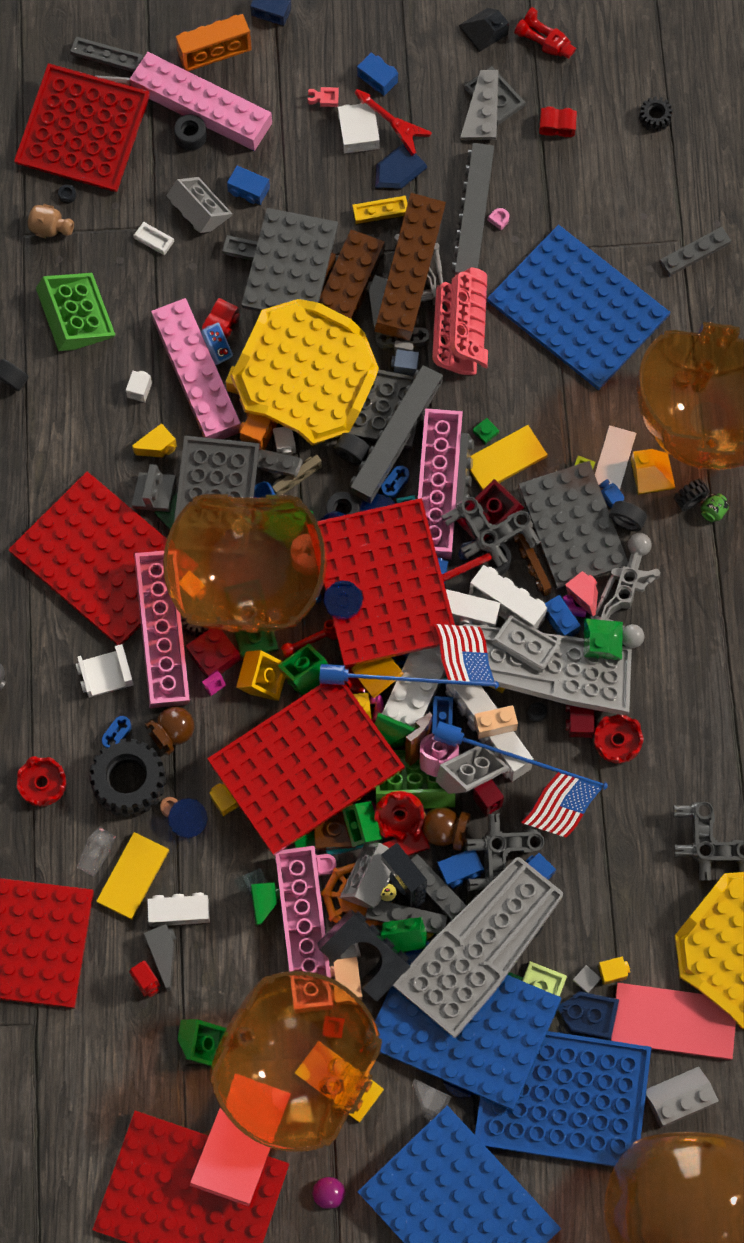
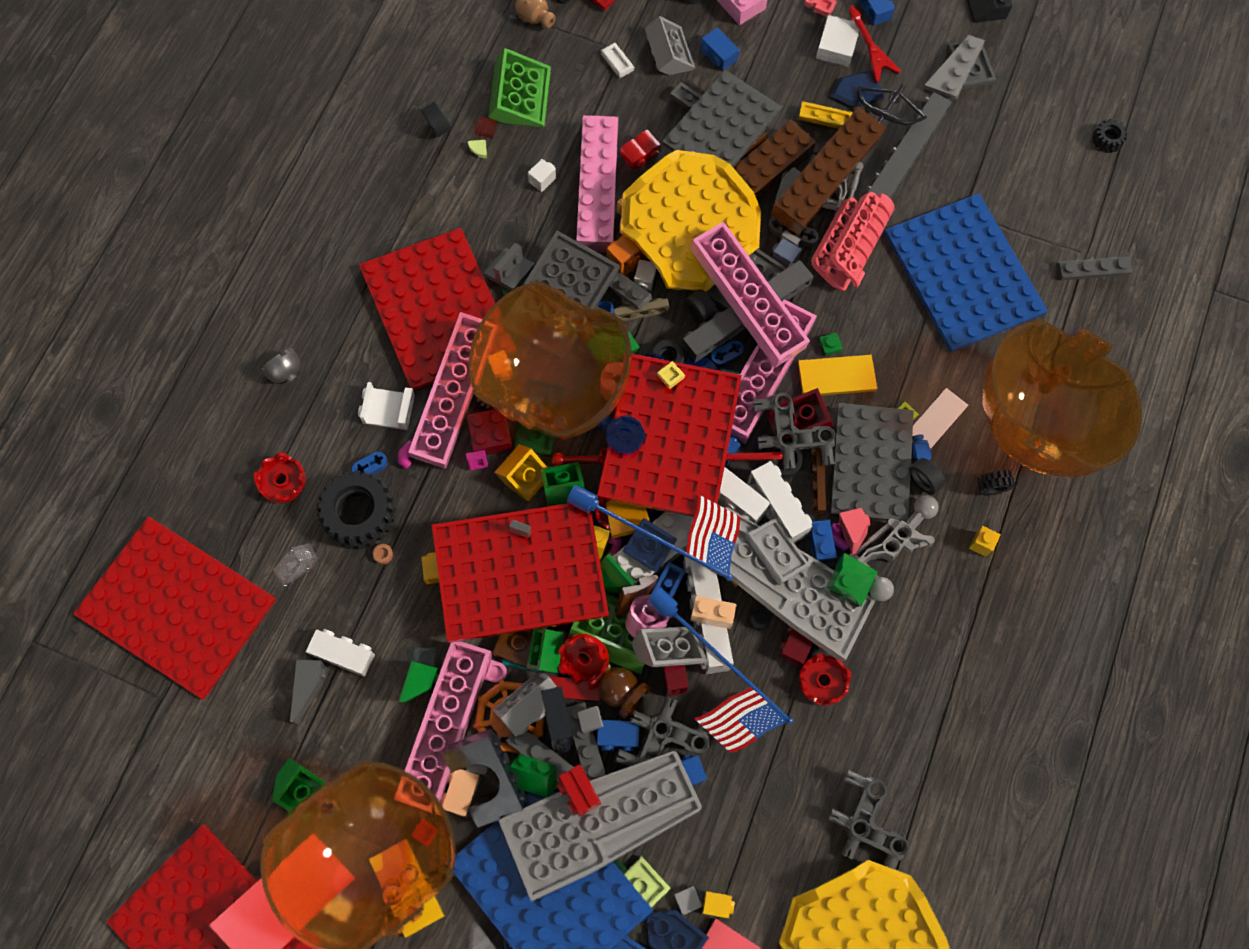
camera: 20 degrees right, 0 degrees up
(60, 361) = (486, 127): none -> clear red tile
(63, 385) = (478, 147): none -> yellowish green tile
(133, 875) = (317, 601): yellow tile -> none
(142, 708) = (403, 455): none -> dark pink arm
(145, 979) = (275, 703): red brick -> none
(156, 443) = (531, 229): yellow slope -> none
(172, 728) = (419, 483): reddish brown tile -> none
(187, 818) = (392, 571): clear blue tile -> none
(216, 343) = (626, 166): slope -> none
(290, 725) = (520, 528): none -> dark grey tile
(306, 841) = (488, 643): green tile -> none
(358, 526) = (671, 375): none -> light yellow plate
(389, 893) = (539, 728): light yellow tile -> none
(393, 419) = (749, 294): none -> bright pink brick
(408, 693) = (647, 550): none -> dark blue tile
(430, 865) = (590, 719): none -> light grey tile
(438, 166) = (893, 100): none -> black piece
(452, 927) = (579, 791): none -> red brick
(465, 464) = (797, 364): dark grey plate -> none
(499, 218) = (927, 166): bright pink tile -> none
(556, 41) = (1046, 38): red piece -> none
(557, 122) = (1018, 106): red brick -> none
(652, 471) = (967, 445): yellow slope -> none
(704, 552) = (984, 541): none -> yellow brick
(714, 507) = (1012, 504): bright green head -> none

